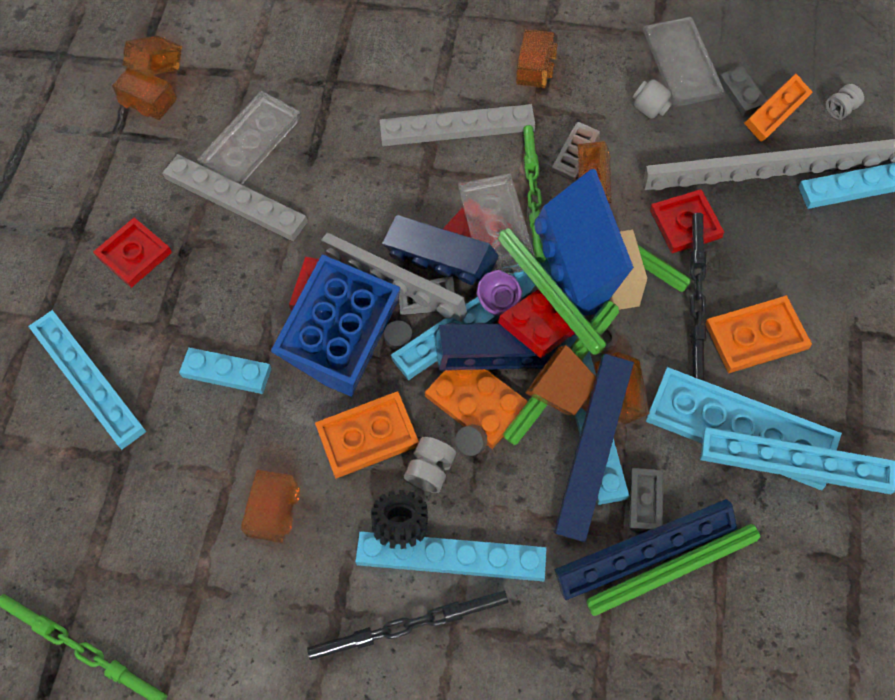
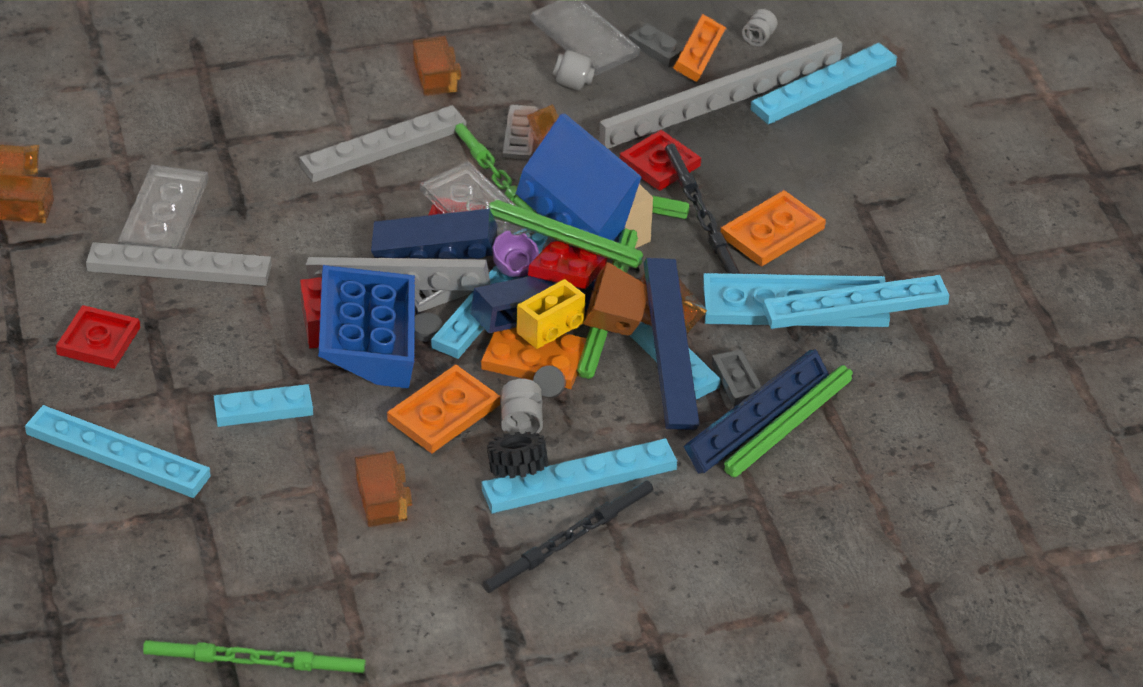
camera: 30 degrees left, 20 degrees down
(497, 375) = (550, 313): none -> yellow brick

